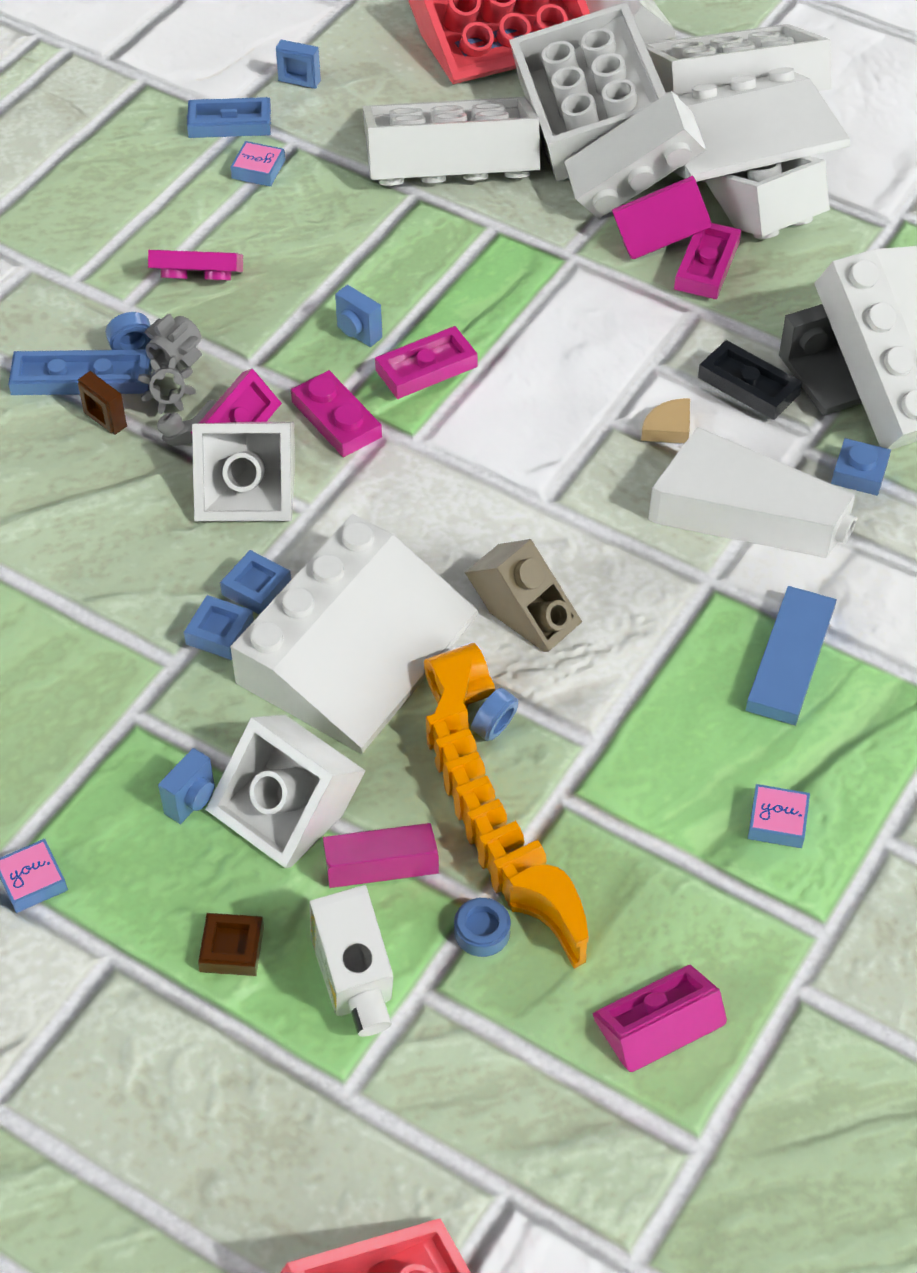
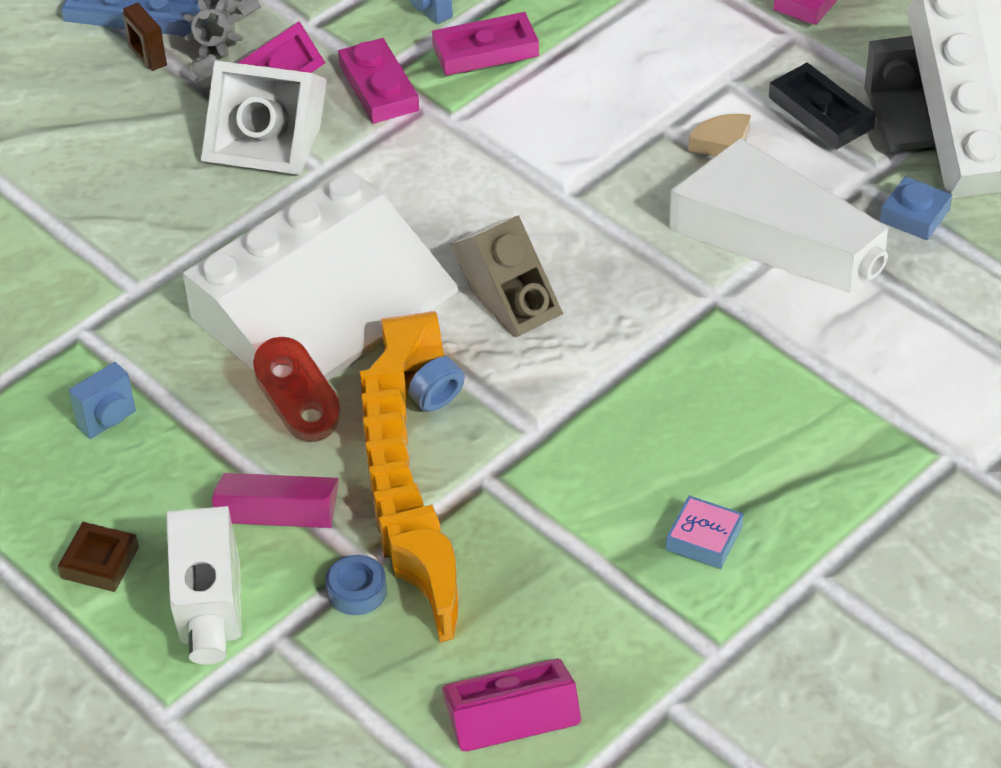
camera: 15 degrees right, 5 degrees down
(217, 626) = (179, 255): medium blue plate -> none
(255, 582) = (233, 219): medium blue plate -> none
(283, 788) = (198, 417): white slope -> none
(373, 741) = (297, 392): none -> clear red plate
(791, 655) = (773, 379): medium blue tile -> none

